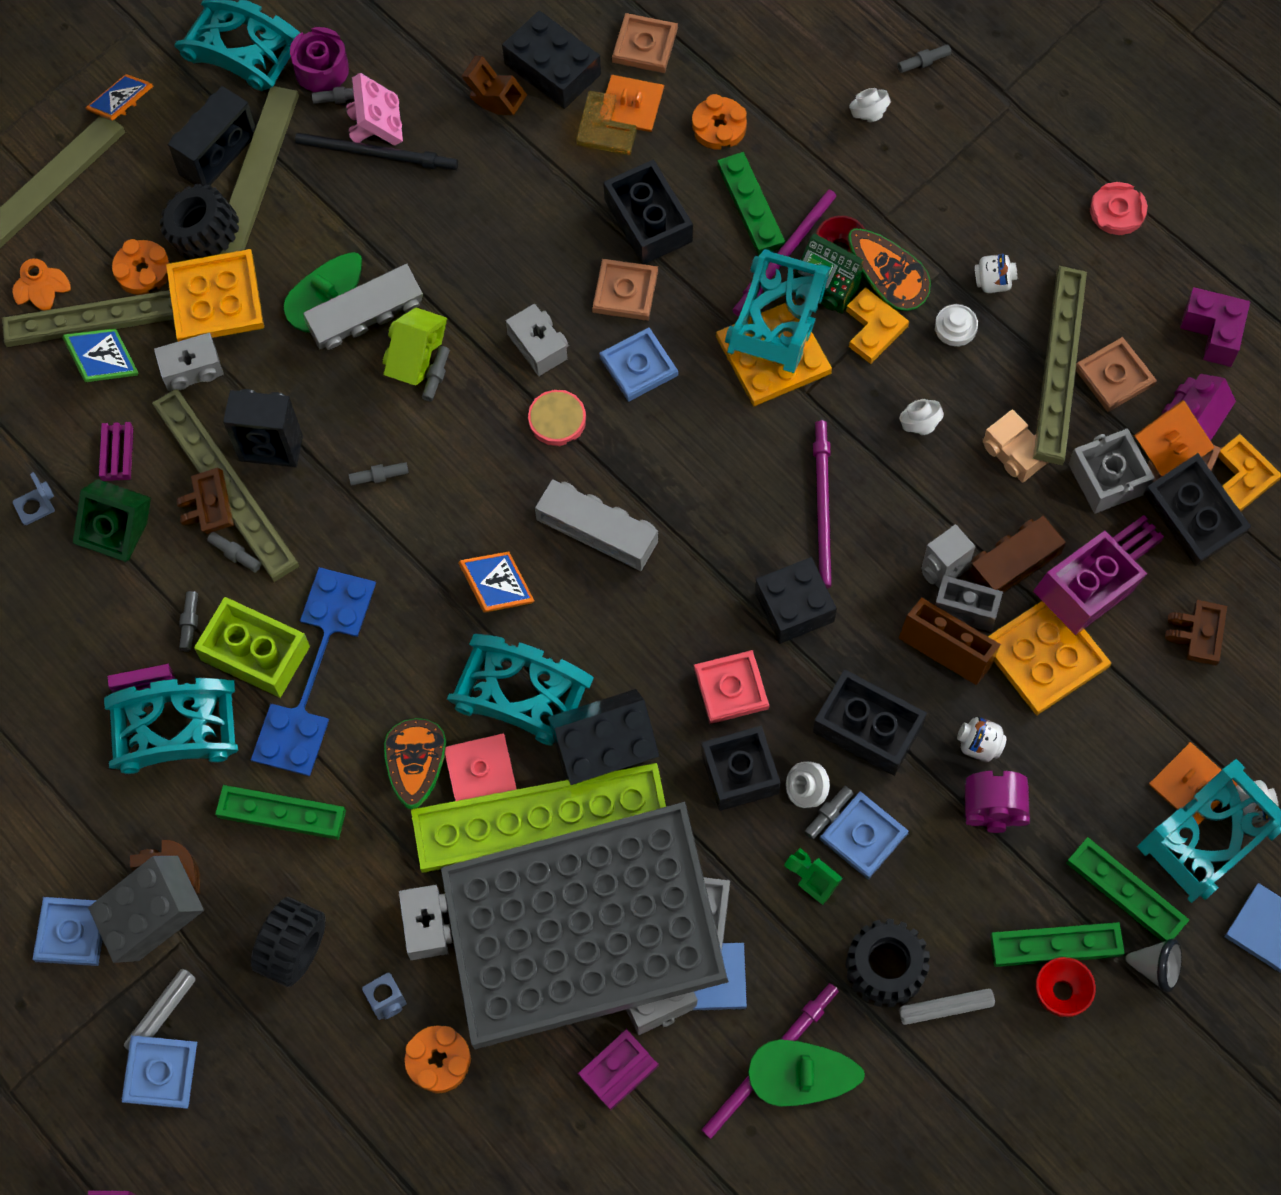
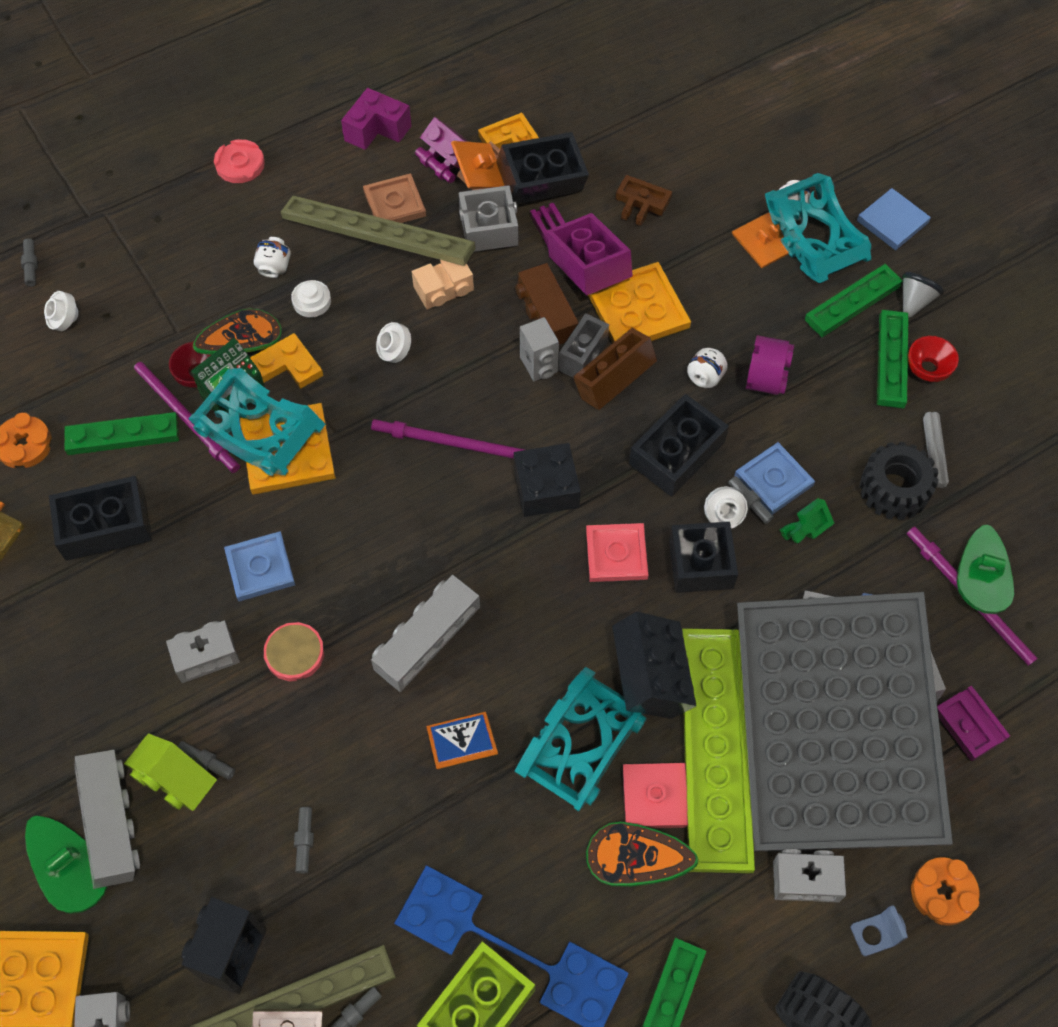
camera: 80 degrees left, 5 degrees down
(625, 289) = (173, 561): nougat tile -> none

